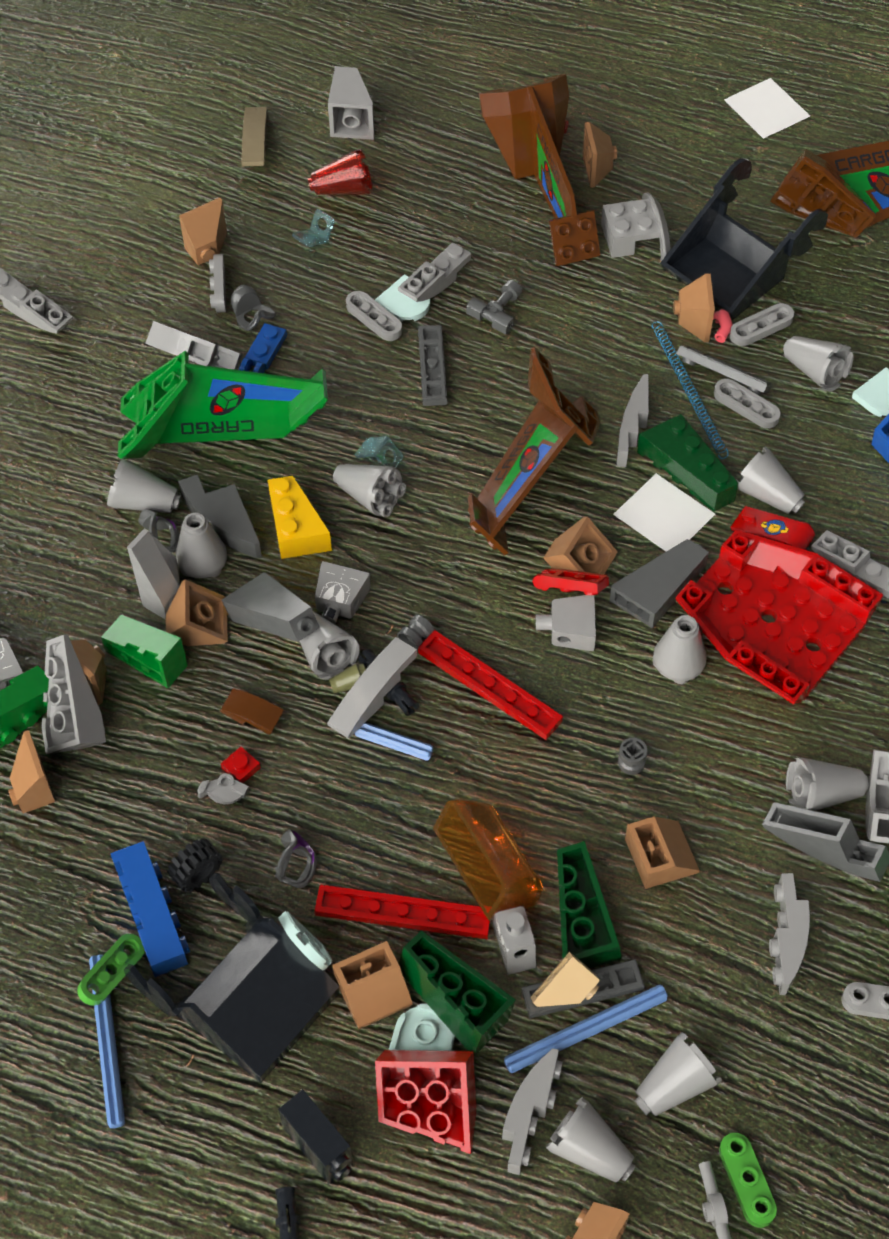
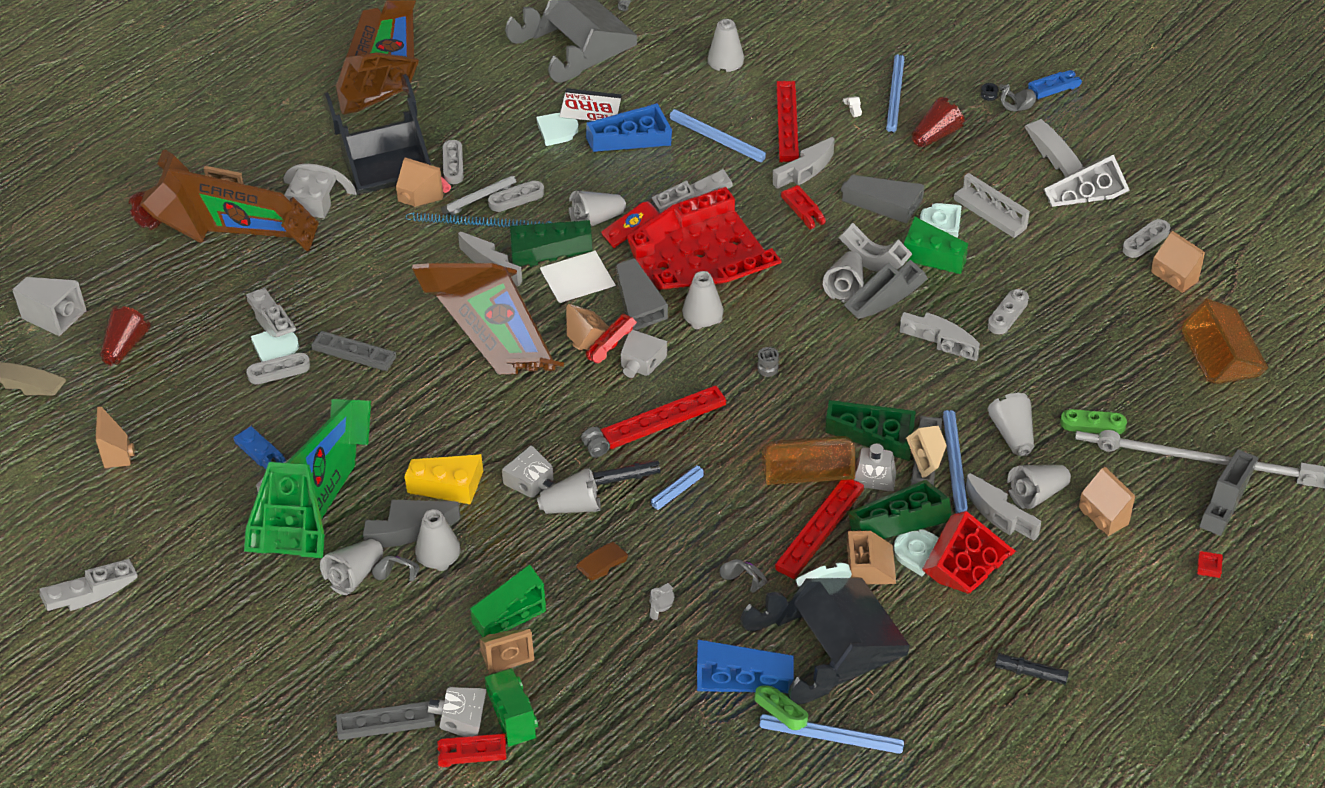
camera: 65 degrees left, 10 degrees down
(28, 778) = (583, 709): medium nougat slope -> none
(72, 710) = (536, 663): light grey wedge -> none
(154, 572) = (456, 571): light grey wedge -> none
(195, 864) = (722, 626): black tyre -> none
(197, 616) = (496, 566): medium nougat slope -> none
(199, 350) = (225, 489): light grey slope -> none
(217, 283) = (169, 451): light grey plate -> none
(240, 765) = (644, 583): red plate -> none
(245, 300) = (200, 442): dark grey piece -> none
(271, 608) = (528, 510): dark grey slope -> none
(315, 235) = (162, 379): clear light blue bracket -> none
(316, 1137) = (972, 622): black brick -> none
(347, 678) = (611, 492): olive cone -> none
(371, 486) = (446, 421): light grey cone -> none
(371, 687) = (633, 477): light grey slope -> none
(377, 448) = (411, 408): clear light blue bracket -> none
(494, 309) = (328, 296): dark grey bar -> none
(660, 851) = (849, 376): medium nougat slope -> none
(767, 108) = (249, 83): white sticker -> none
(820, 360) = (508, 144): light grey cone -> none

